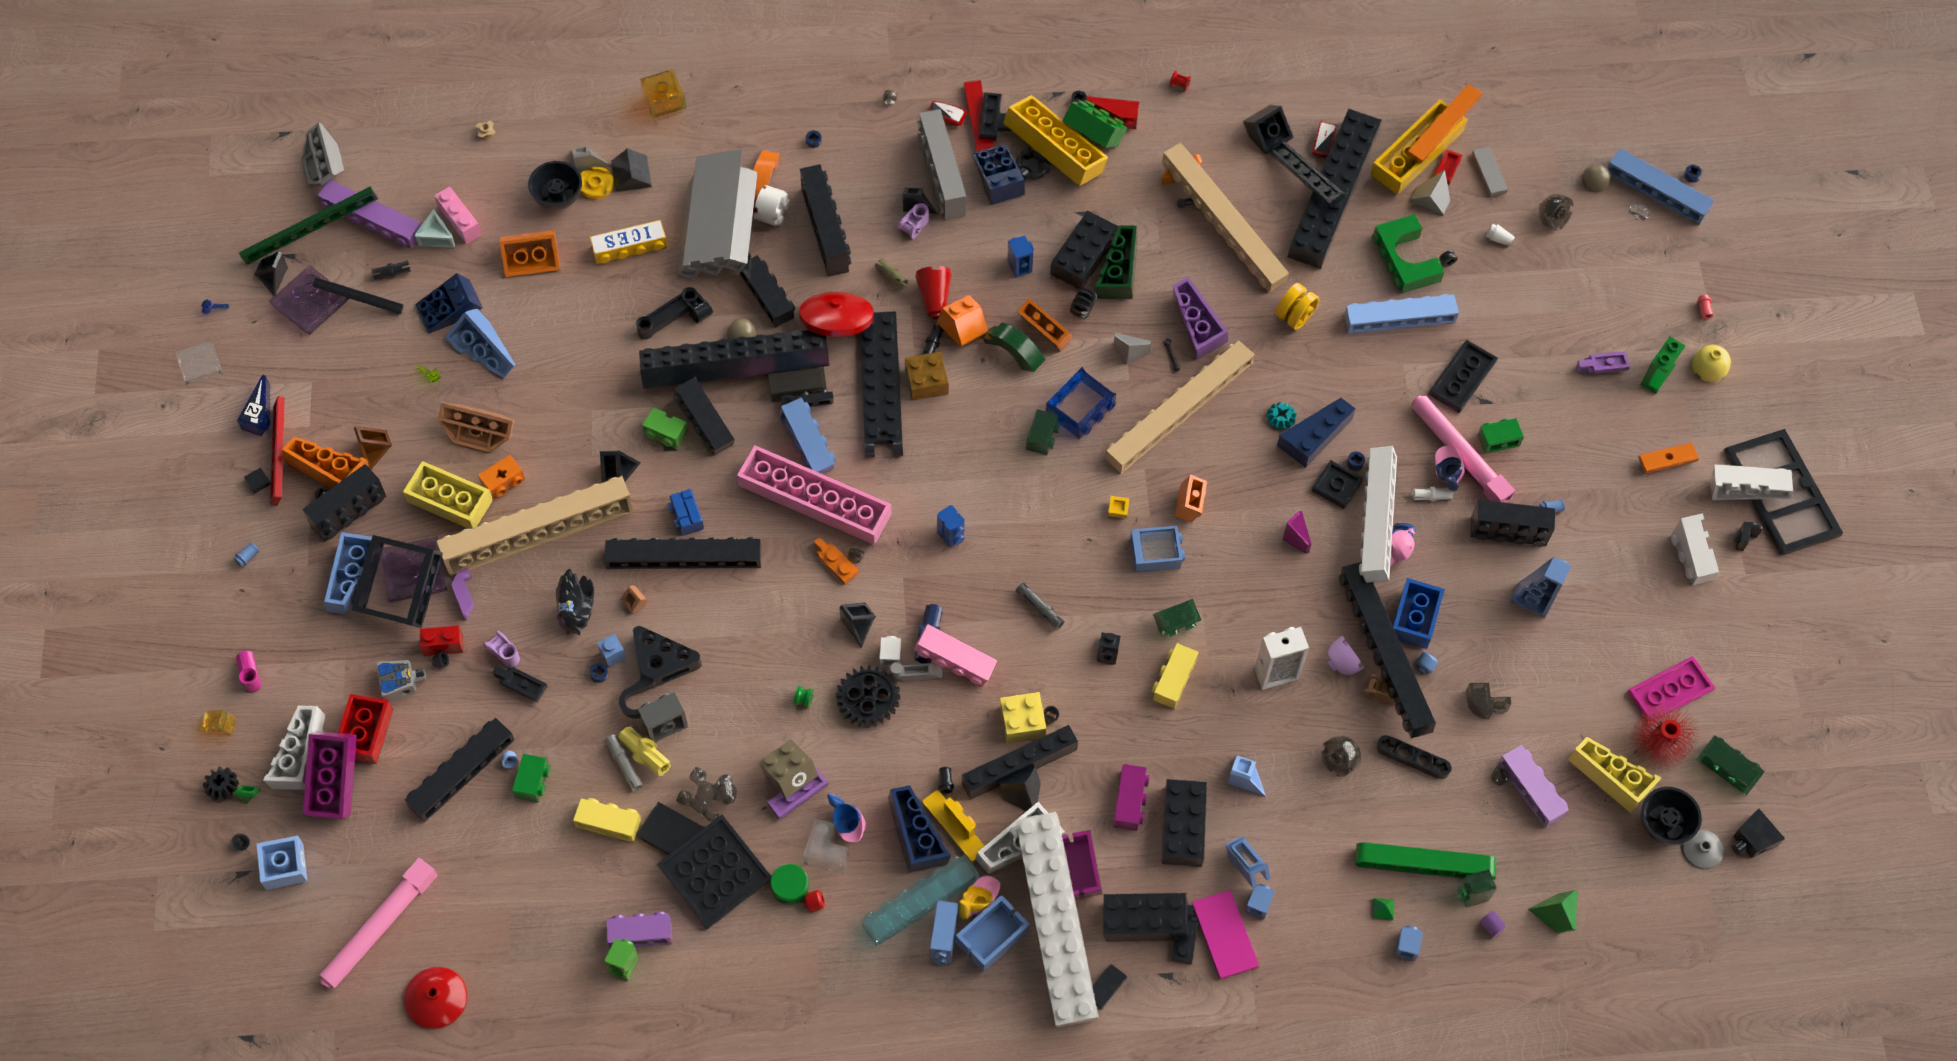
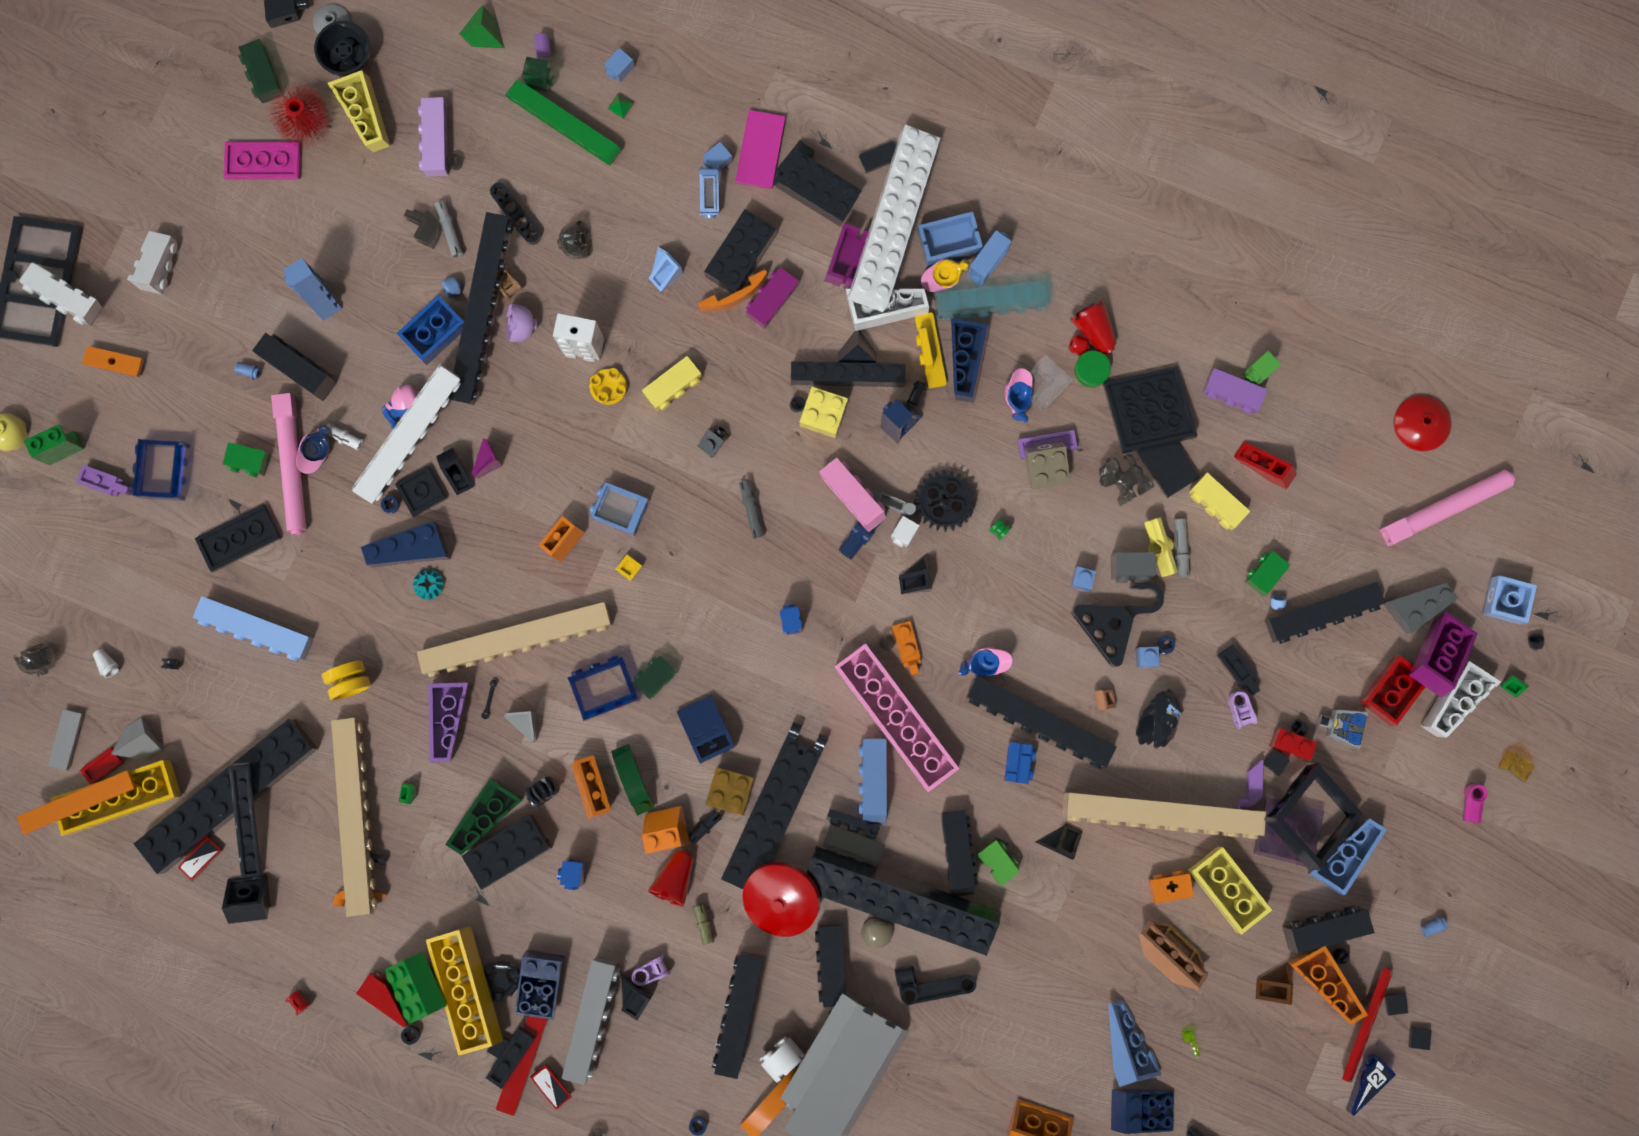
camera: 150 degrees left, 20 degrees up
(220, 783) = (1530, 709): black gear -> none
(224, 463) = (1419, 1038): none -> black tile
(367, 817) = (1420, 607): none -> dark grey wedge
(450, 619) = (1276, 762): none -> black tile
(576, 875) = (1266, 465): none -> red slope
(628, 242) = (938, 1093): brick -> none
(704, 688) = (1083, 579): none -> medium blue brick
(759, 576) = (987, 662): none -> blue hair
(807, 923) = (1096, 326): none -> red cone
(948, 734) = (898, 418): none -> dark blue wedge
(973, 411) = (706, 729): none -> dark blue slope
(1177, 617) = (640, 433): clear green brick -> none
(1180, 765) = (712, 304): none -> orange slope
(1192, 256) = (407, 793): none -> green slope
(1231, 647) = (608, 386): none -> yellow dish
(1320, 510) = (454, 471): none -> black slope
(1406, 275) = (222, 668): green arch -> none
(1462, 710) = (448, 228): none -> light grey pin
(1554, 406) = (177, 478): none -> clear blue window
(1746, 530) = (101, 257): black bracket -> none

